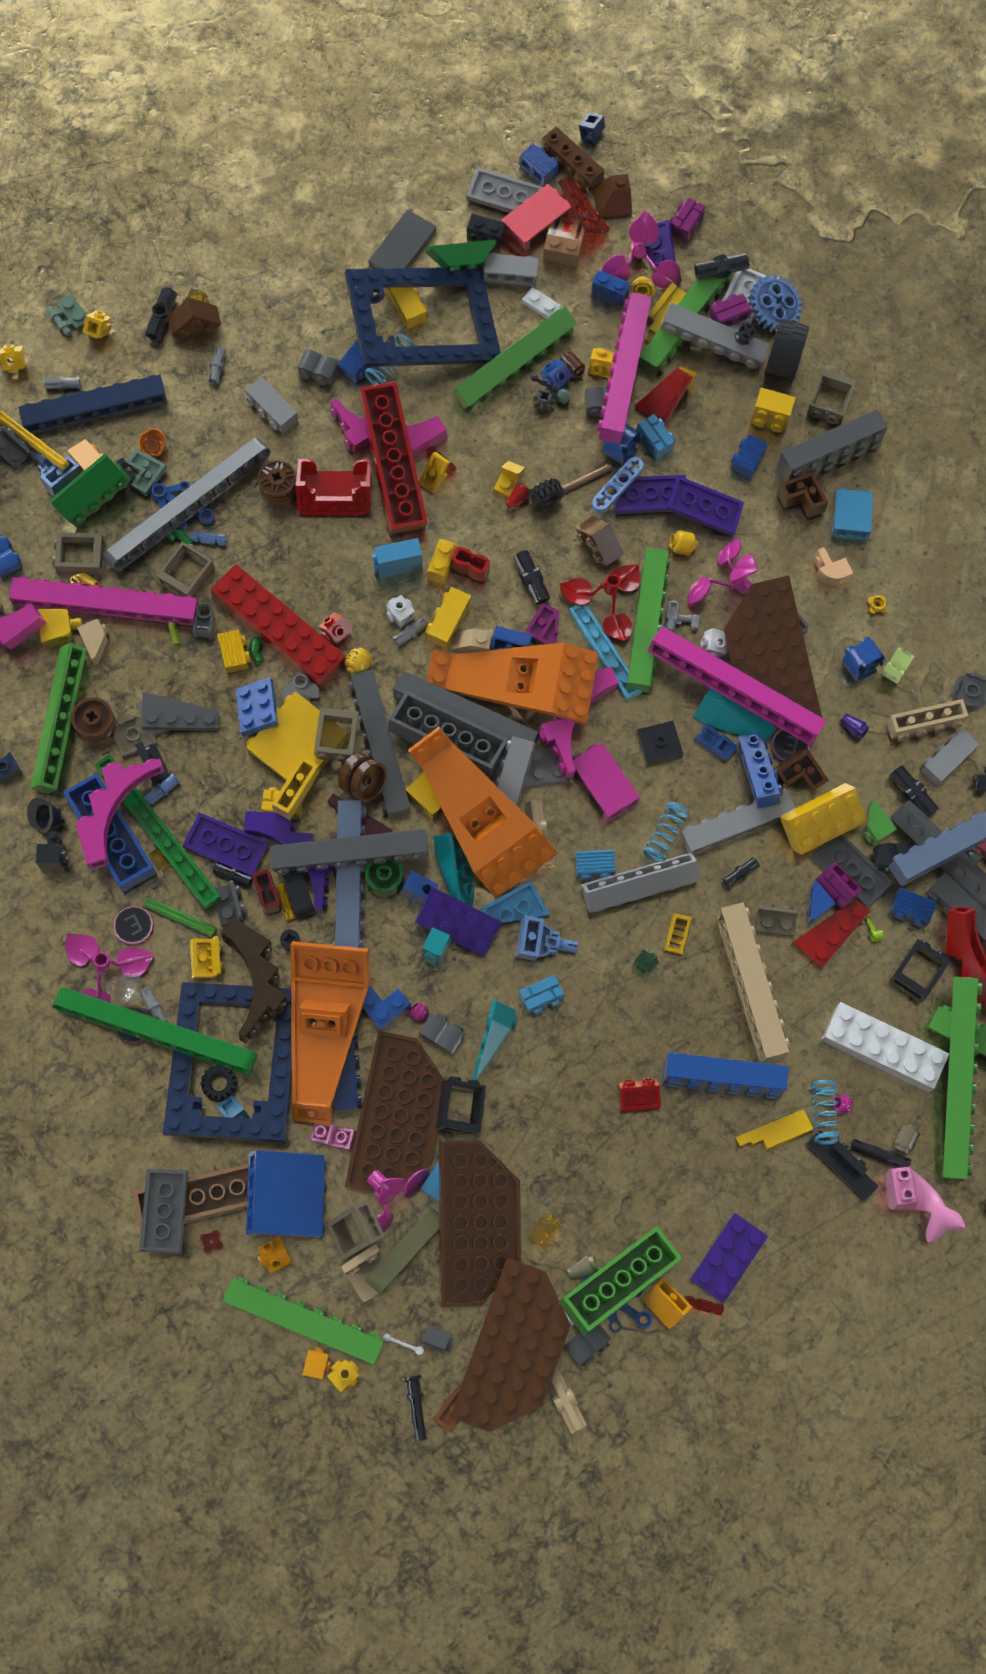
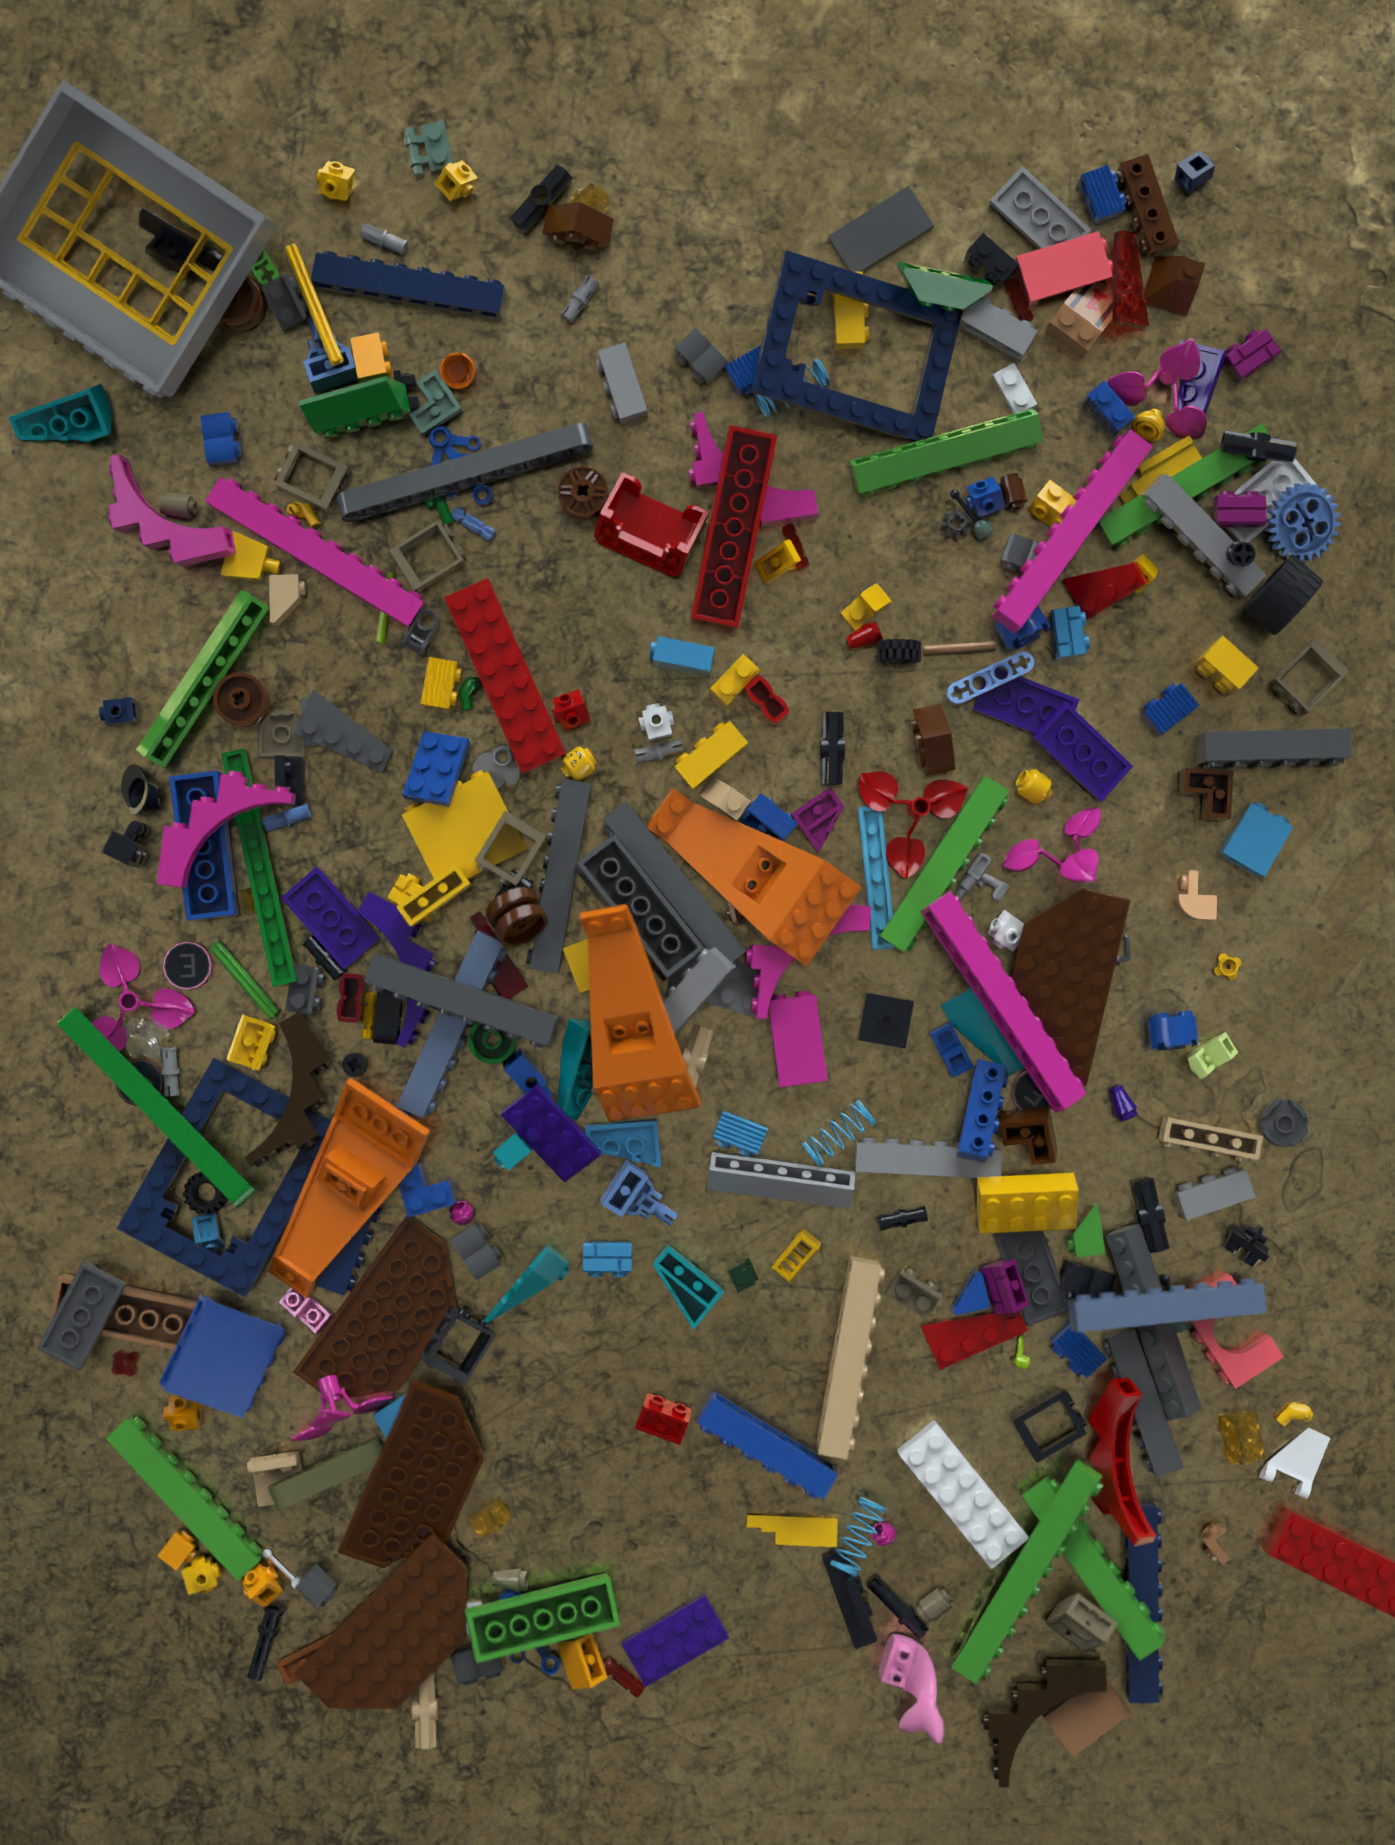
camera: 25 degrees right, 15 degrees up
(370, 1233) = (291, 1419): dark tan window -> none
(393, 1360) = (256, 1584): none -> light orange brick
(609, 986) = (688, 1284): none -> teal wedge

